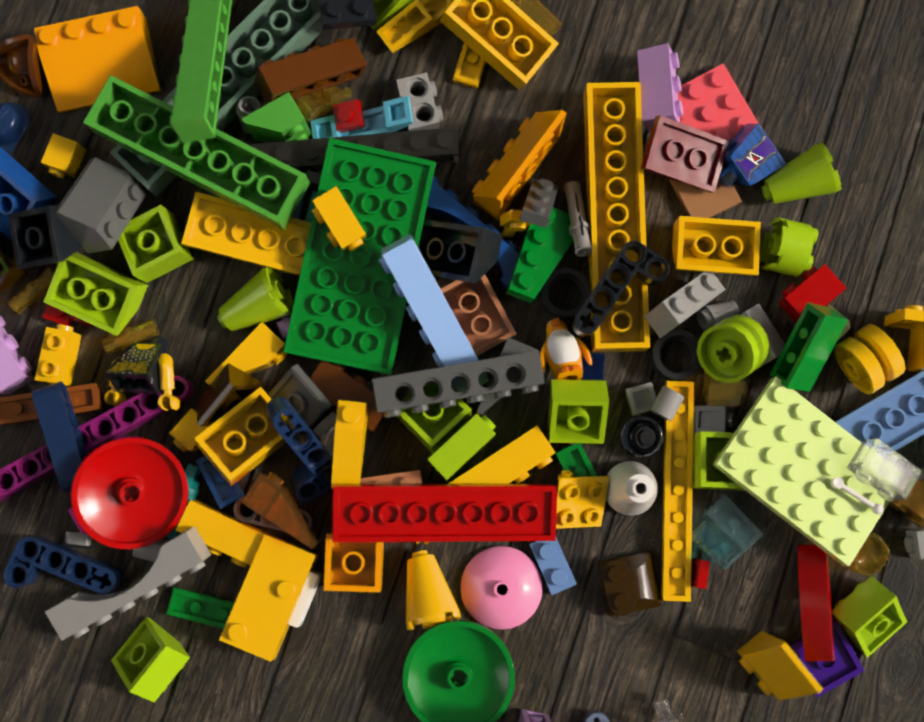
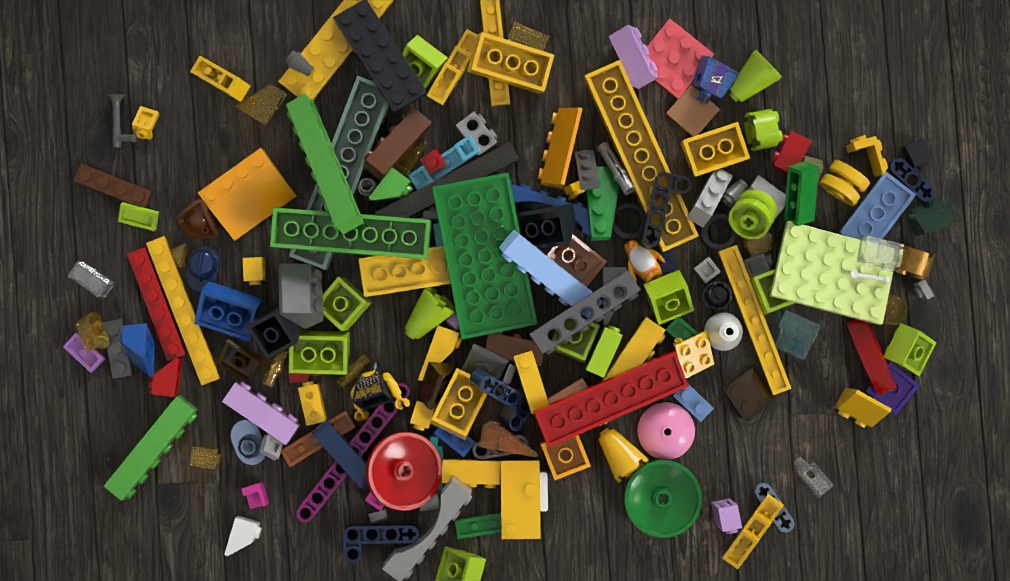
camera: 15 degrees left, 5 degrees up
(341, 221) = (464, 239): yellow brick -> none
(667, 403) = (724, 267): light grey gear -> none
(684, 154) = (669, 96): plate -> none
(700, 573) = (790, 367): red tile -> none

